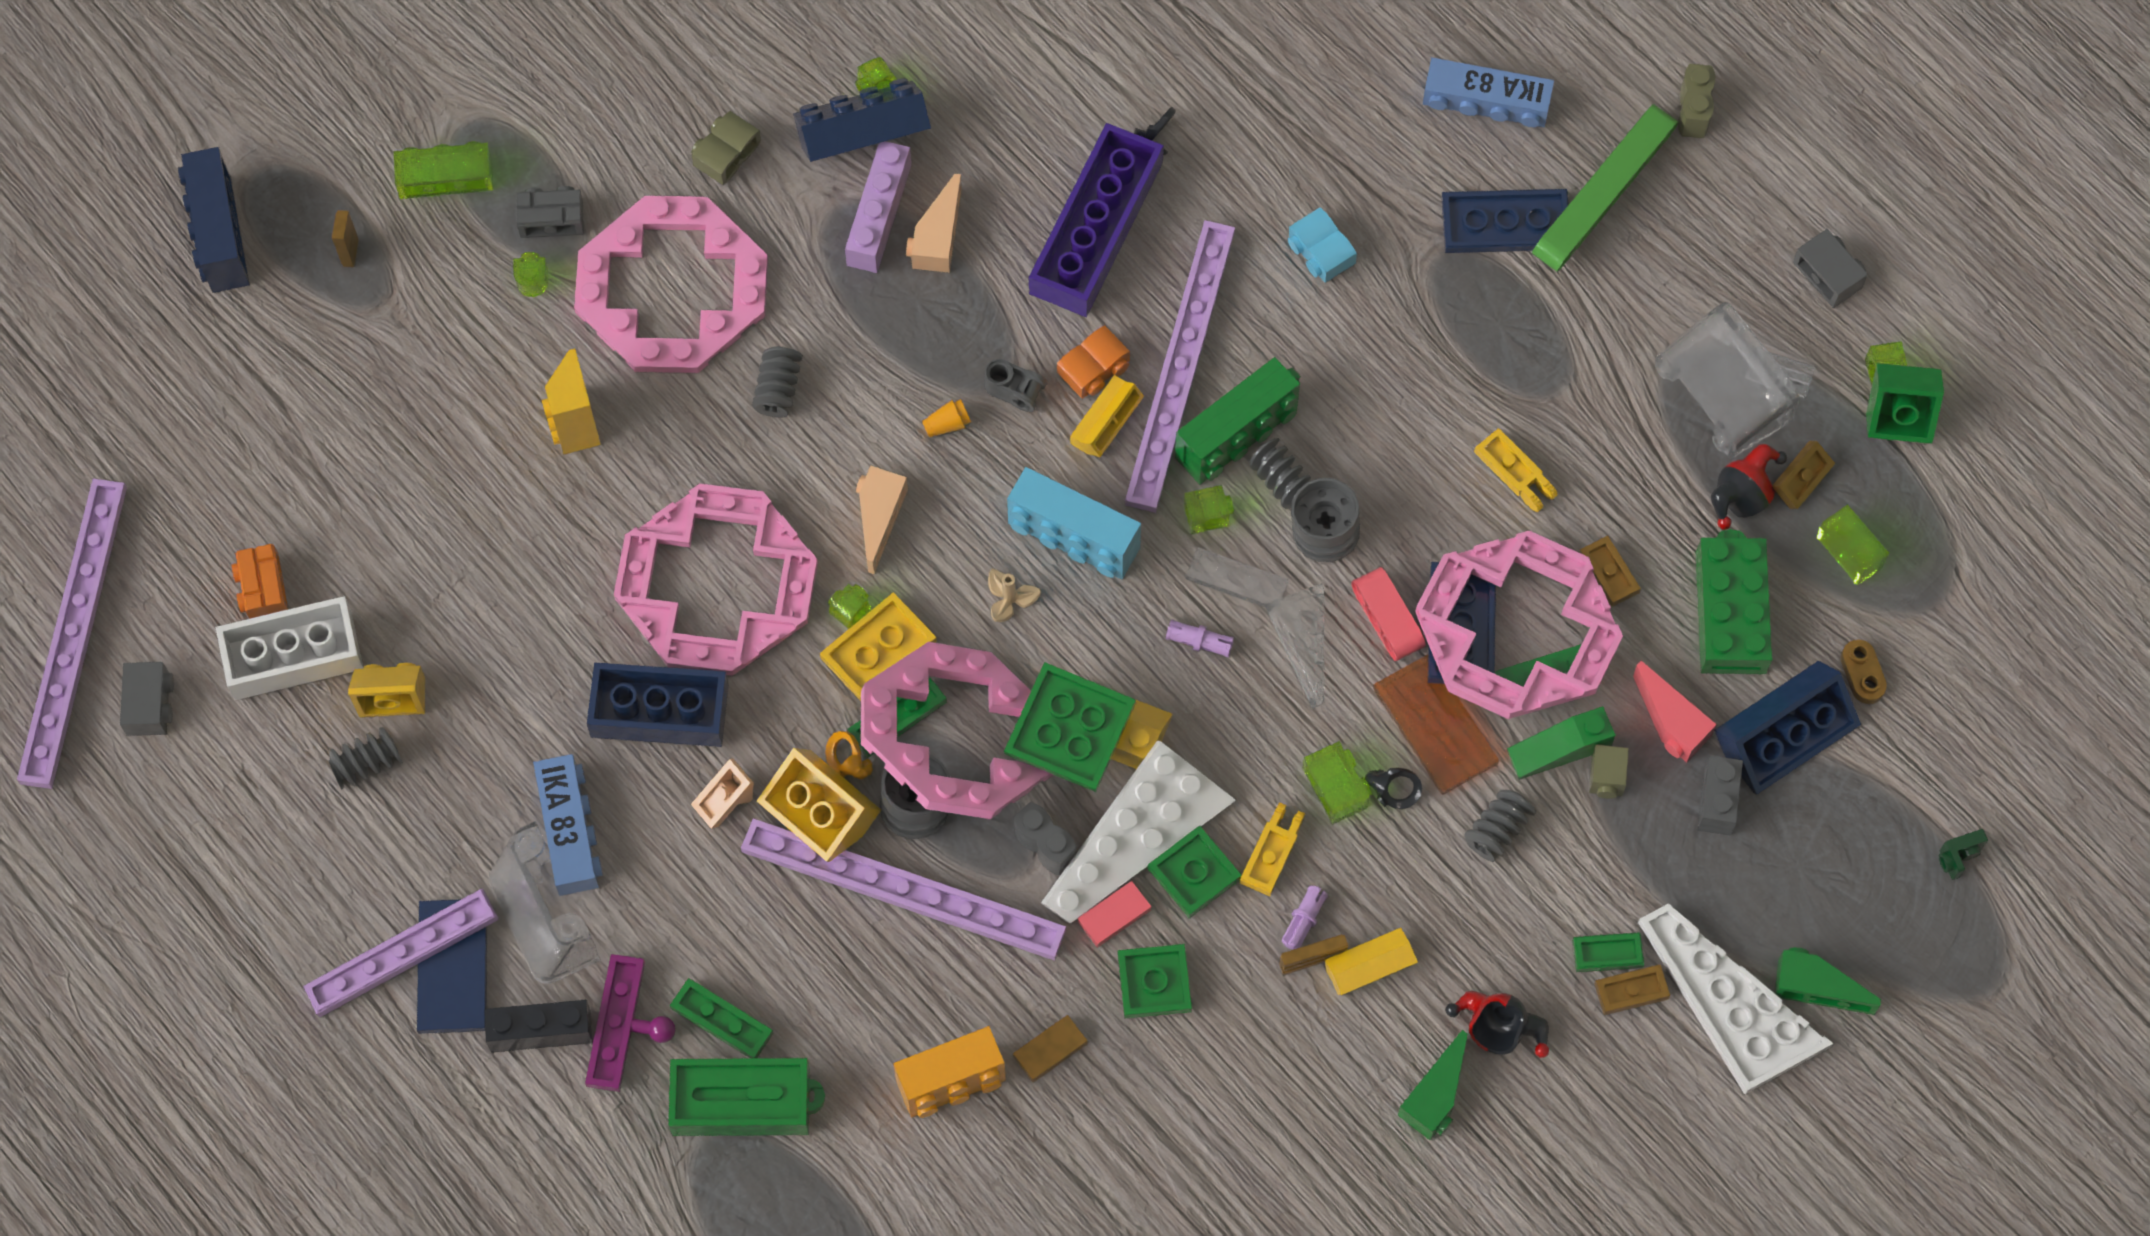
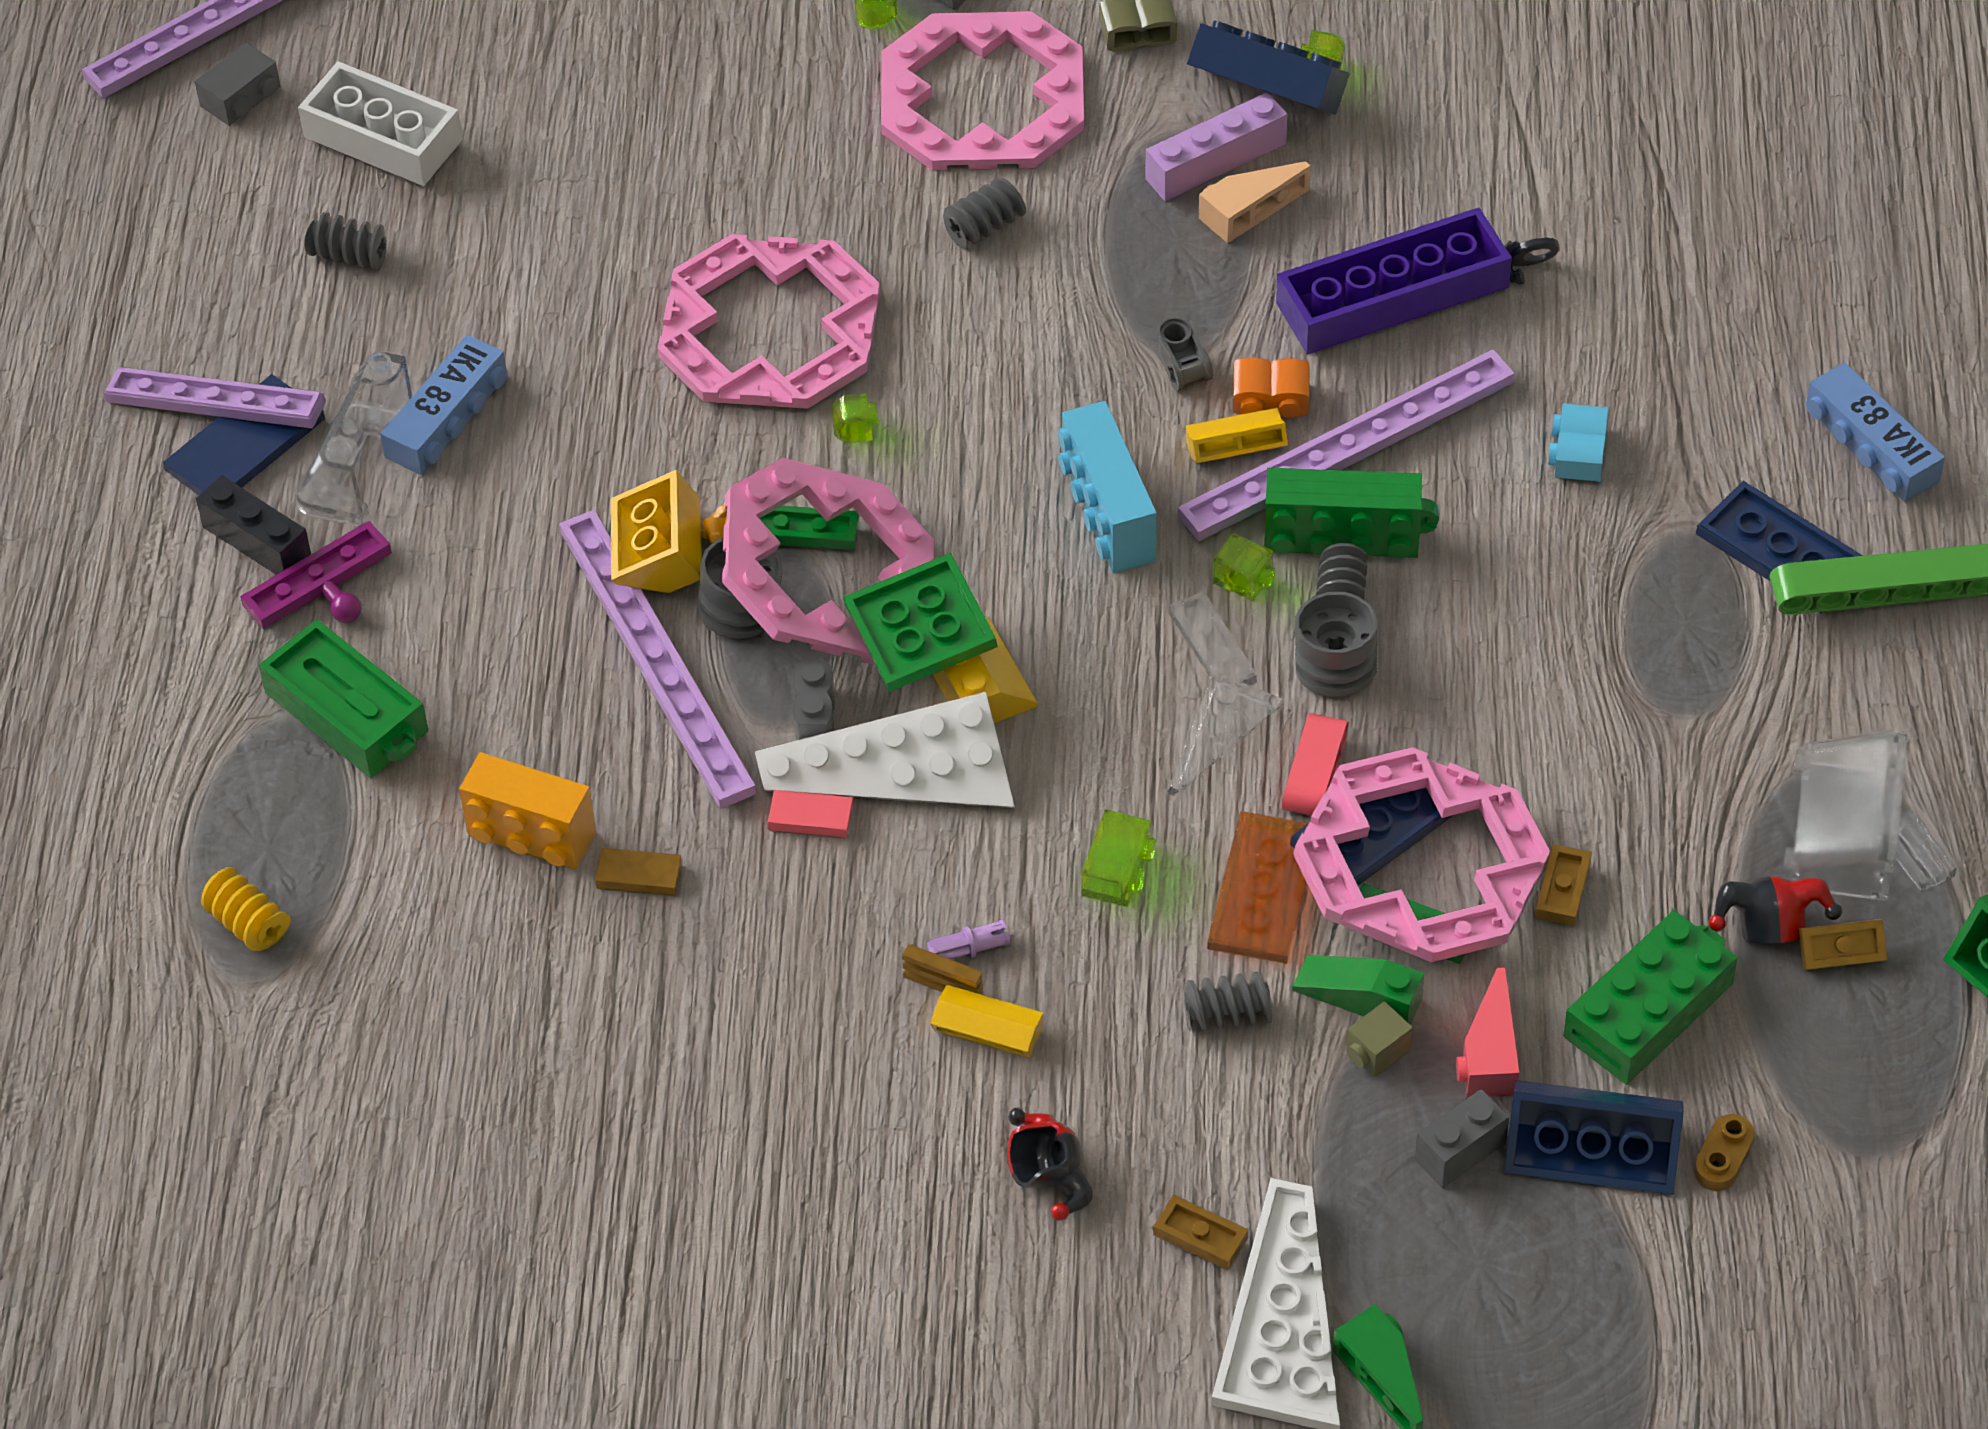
camera: 45 degrees right, 15 degrees down
(260, 581) = (419, 62): orange brick -> none
(388, 690) = (418, 207): yellow slope -> none
(569, 407) = (788, 100): yellow slope -> none
(657, 704) = (613, 369): dark blue brick -> none
(721, 1019) = (400, 636): green plate -> none
(723, 794) = (591, 471): light nougat slope -> none
(876, 643) = (859, 454): yellow plate -> none
(880, 503) = (958, 366): light nougat slope -> none
(947, 419) = (1097, 341): light orange cone -> none
(1004, 586) = (1001, 500): tan plant -> none
(1154, 981) = (783, 888): green plate -> none
(1194, 871) = (914, 832): green plate -> none
(1199, 638) = (1126, 661): lavender pin -> none
(1271, 852) = (1002, 868): yellow hinge -> none
(1380, 782) = (1153, 888): black piece -> none
(1433, 1098) = (927, 1167): green slope -> none
(1514, 468) = (1565, 738): yellow hinge -> none
(1608, 952) = (1215, 1187): green tile -> none
(1852, 544) = (1826, 1034): clear neon green brick -> none
(1964, 846) = (1654, 1365): dark green bracket -> none

